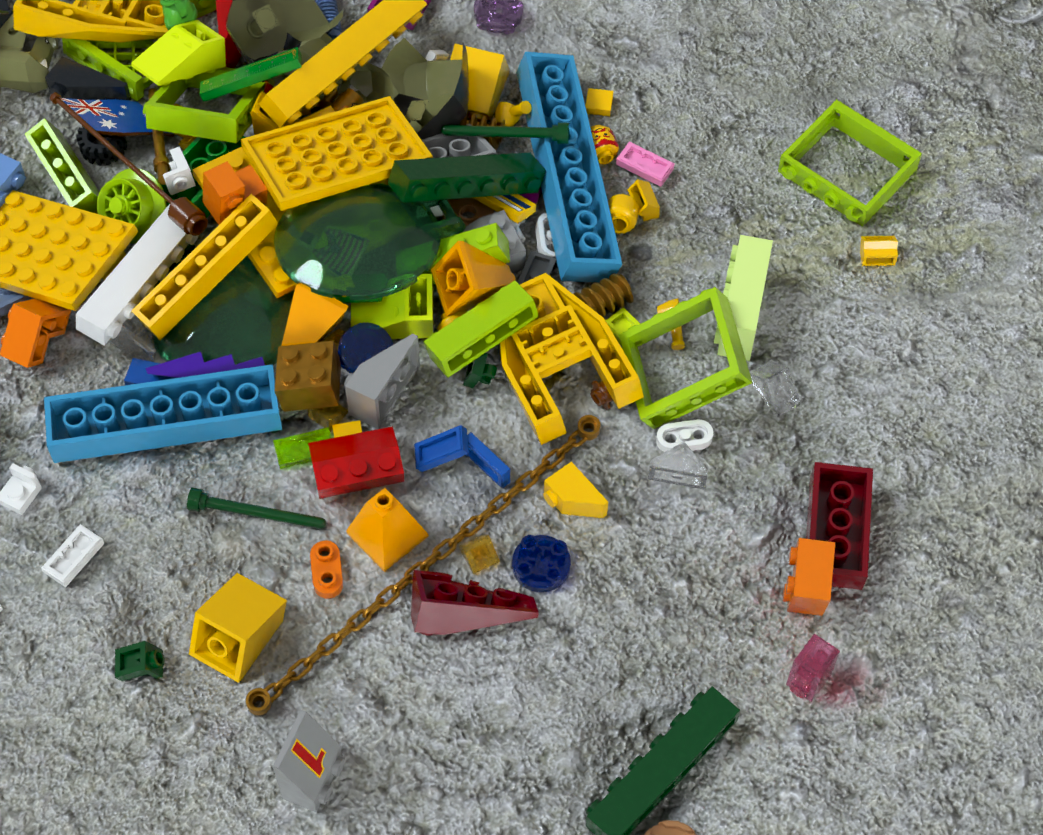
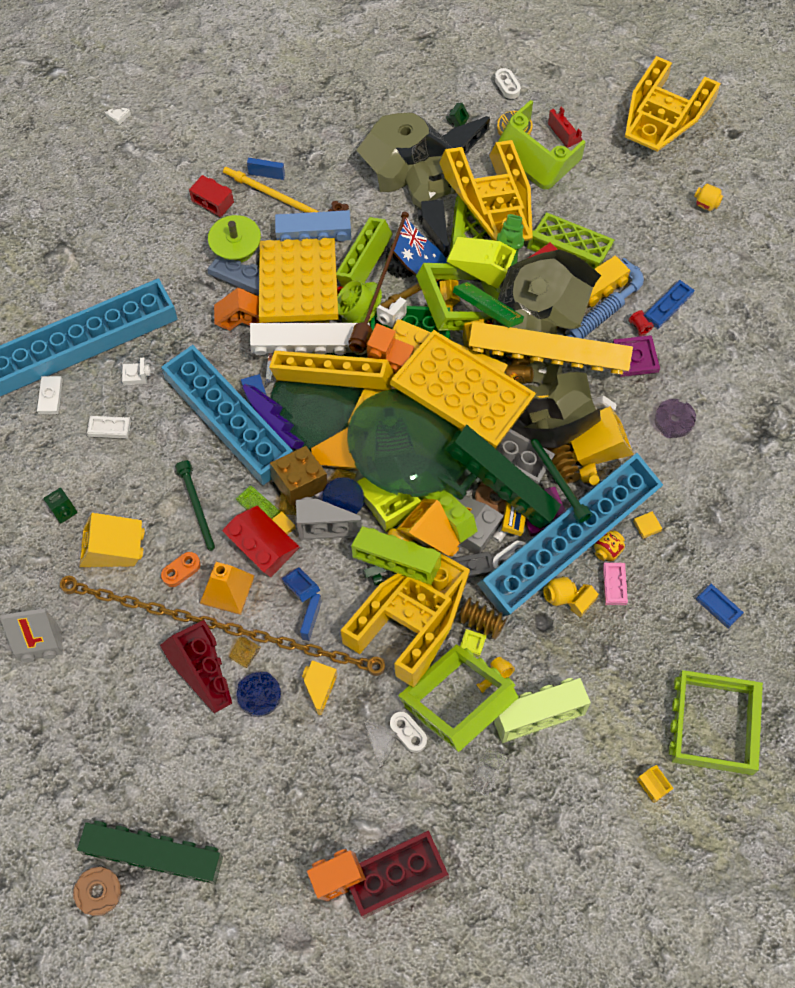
camera: 60 degrees right, 5 degrees up
(728, 94) = (719, 606): none -> blue tile
(812, 668) = (269, 913): clear pink brick -> none

